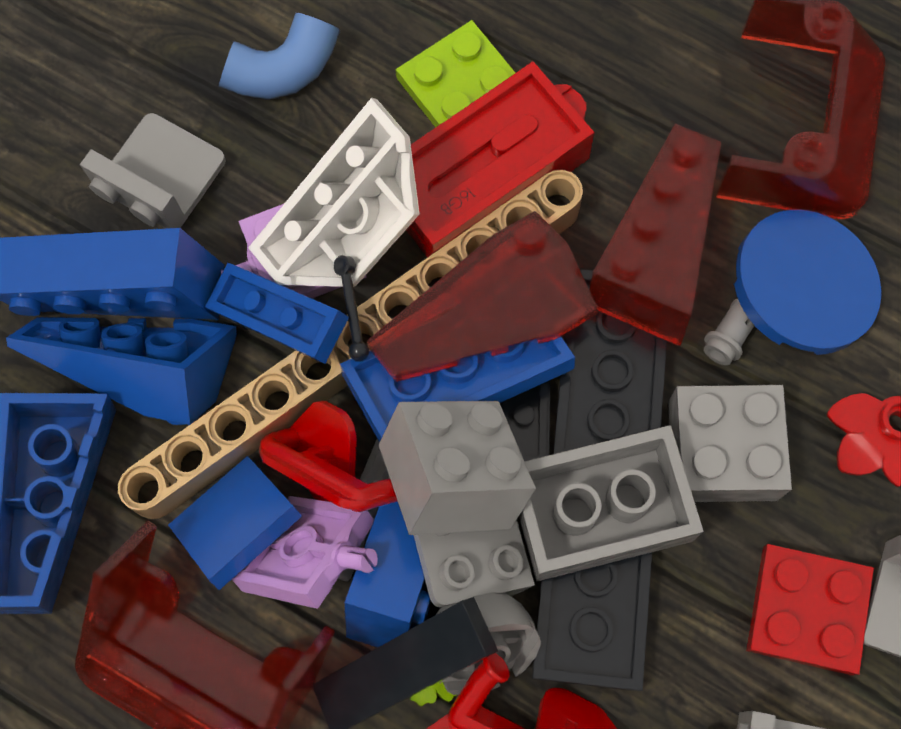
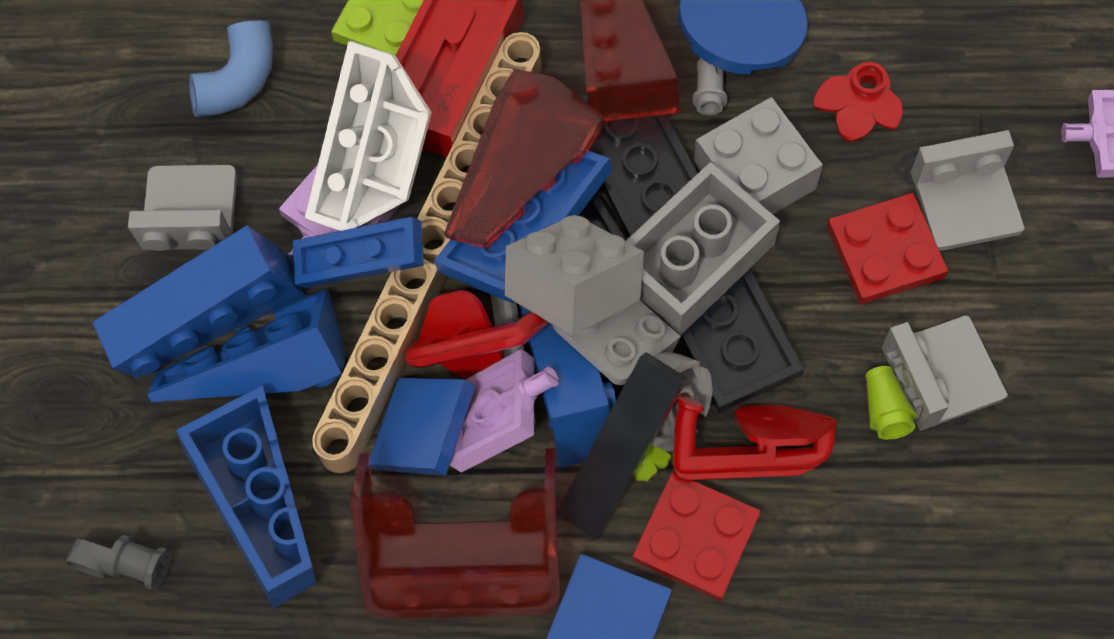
camera: 30 degrees left, 5 degrees down
(345, 267) = (394, 187): black hinge -> none

